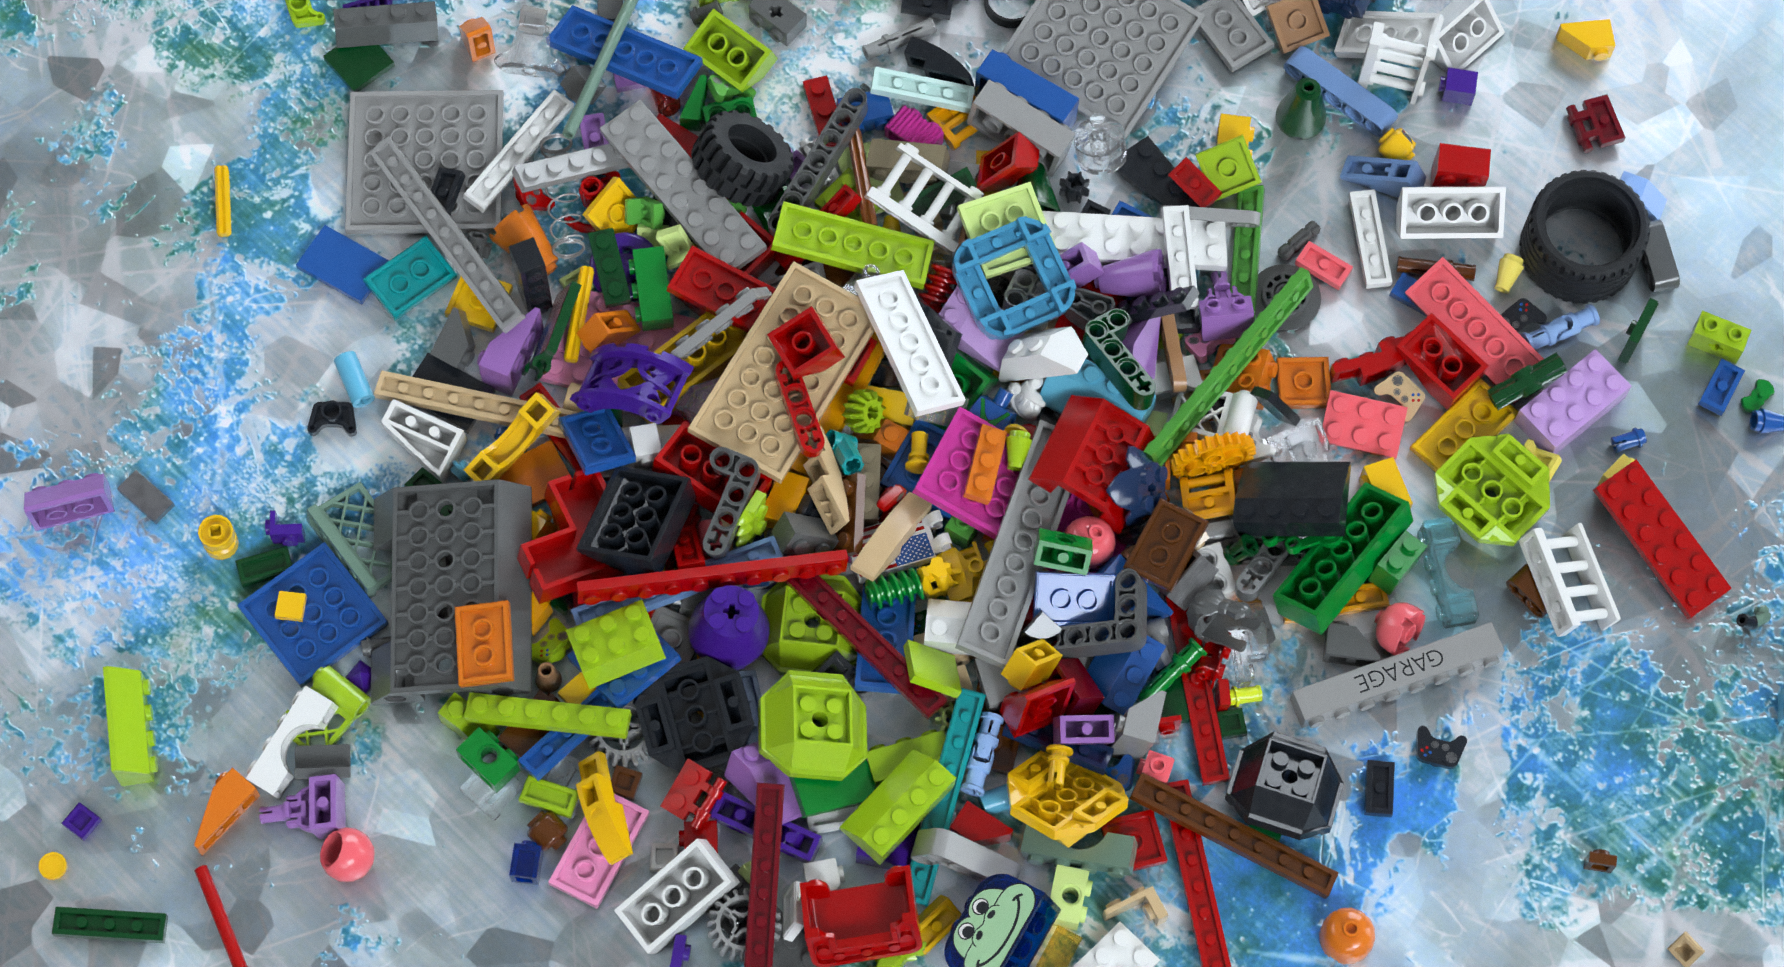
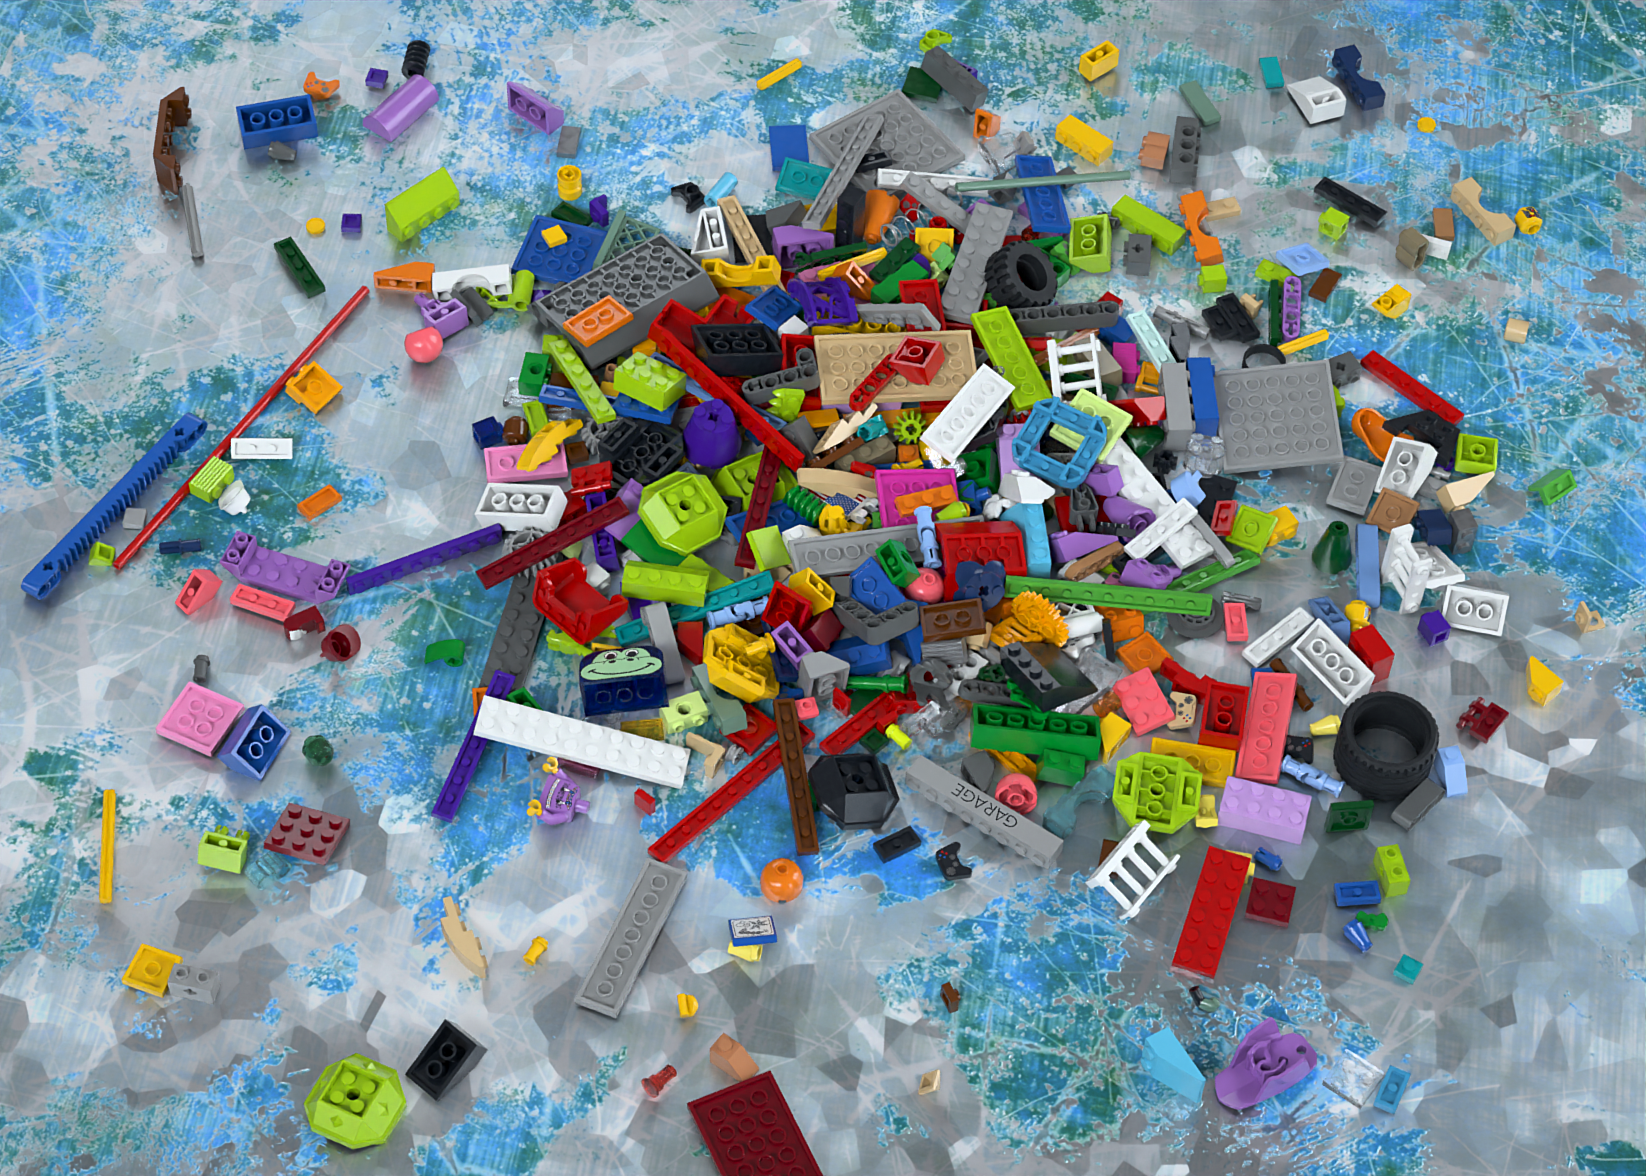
camera: 55 degrees right, 15 degrees down
(675, 244) = (940, 274): yellowish green bracket -> none
(1045, 499) = (927, 537): none -> light blue piece
(1104, 338) = (1062, 511): dark green beam -> none
(1133, 194) = (1186, 487): none -> light blue brick
(1156, 878) = (734, 754): none -> light grey bush
(1346, 454) = (1109, 703): none -> clear orange wheel
(1527, 381) = (1252, 769): dark green piece -> none
(1678, 474) = (1270, 902): none -> dark red plate

